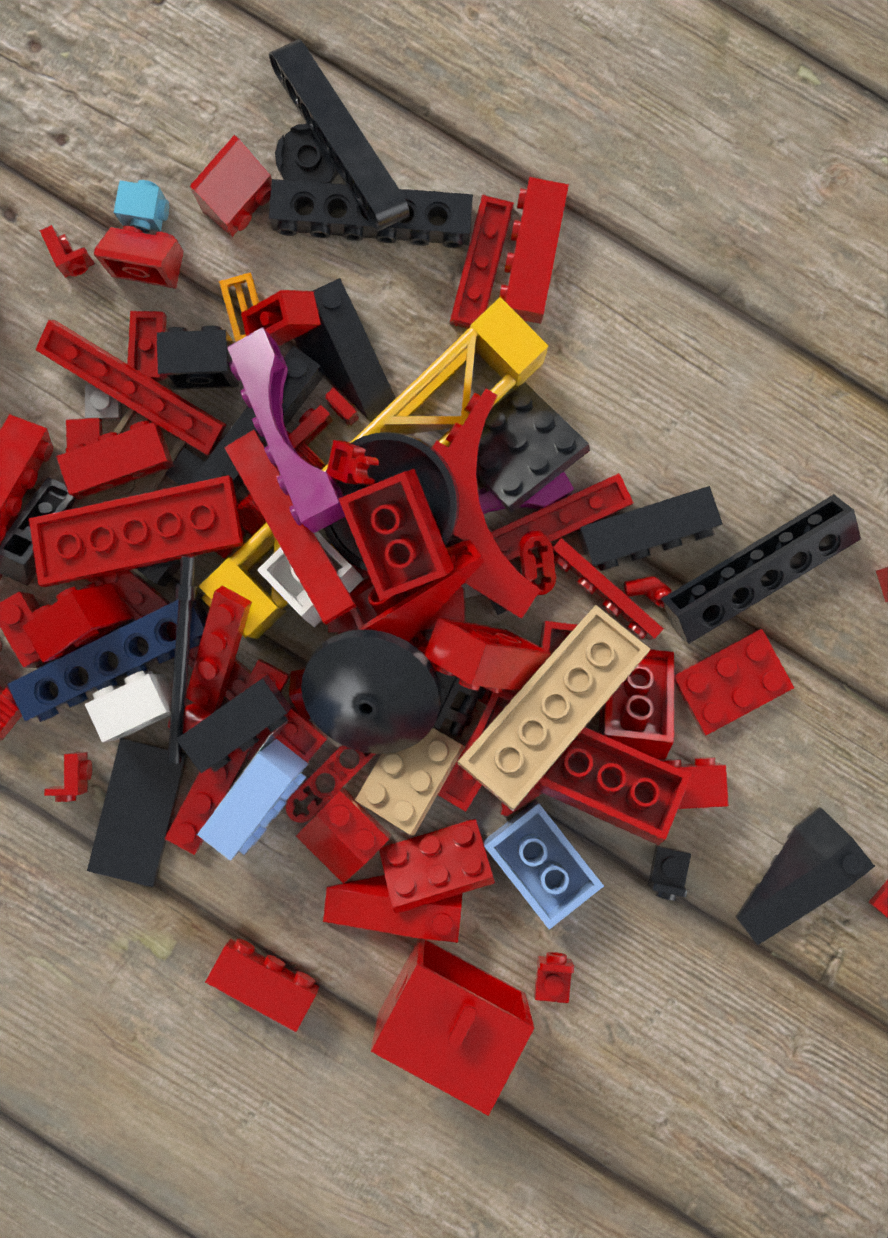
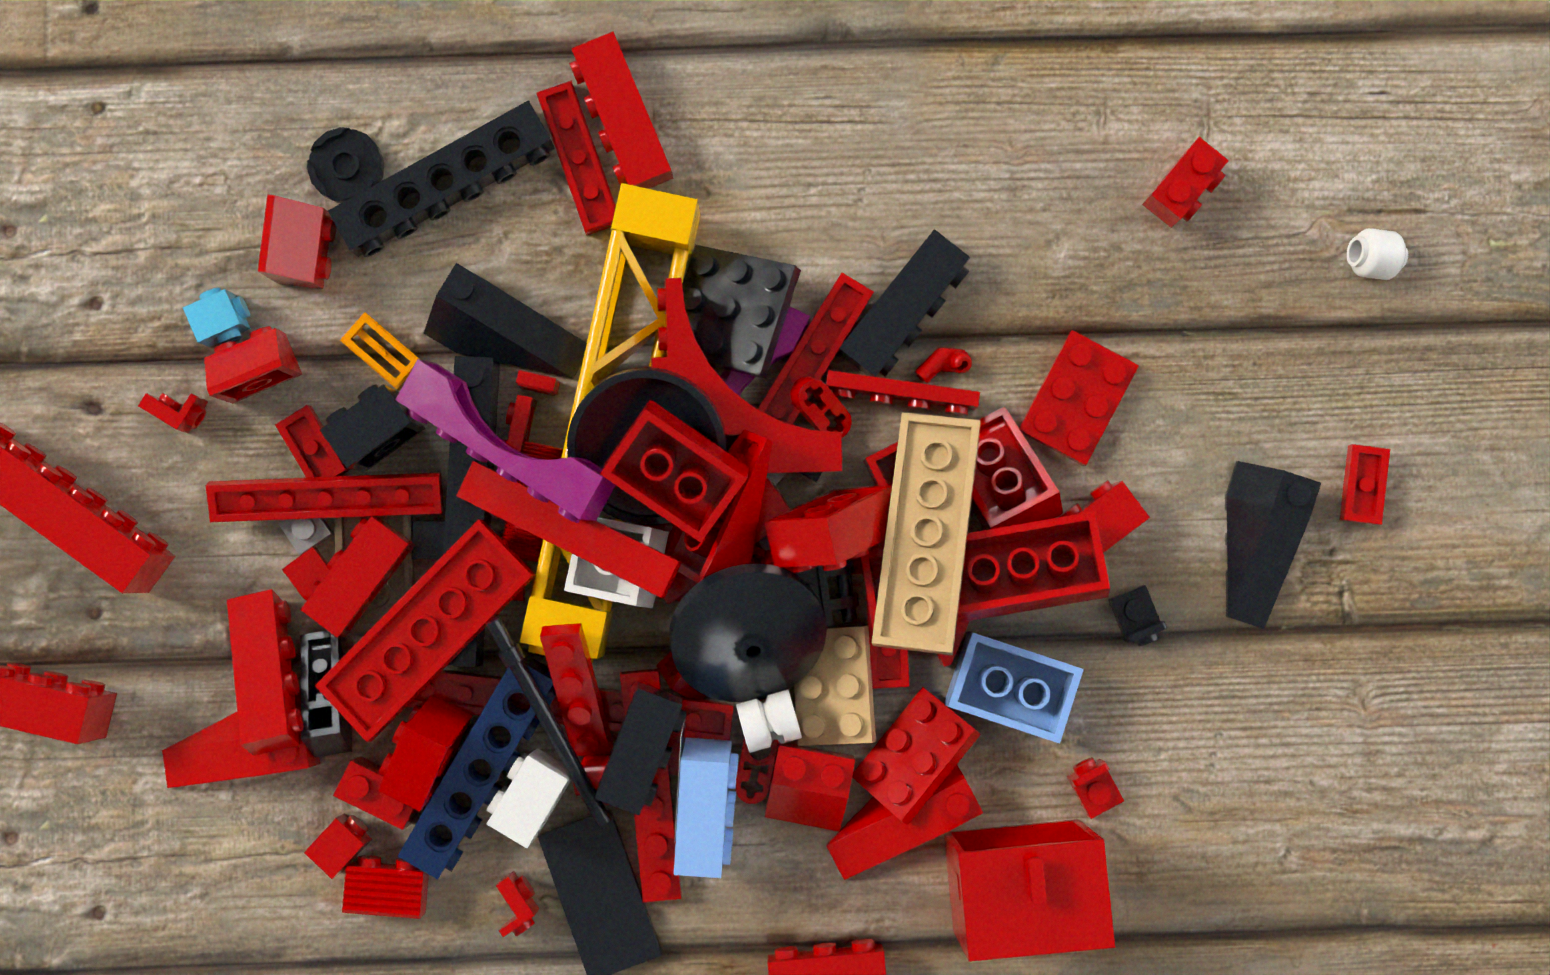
camera: 35 degrees left, 0 degrees up
(283, 315) = (426, 335): red brick -> none
(339, 135) = (364, 127): black beam -> none
(344, 767) = (768, 721): none -> white wheel
(349, 463) = (586, 434): red plate -> none
(762, 568) = (1034, 274): black brick -> none

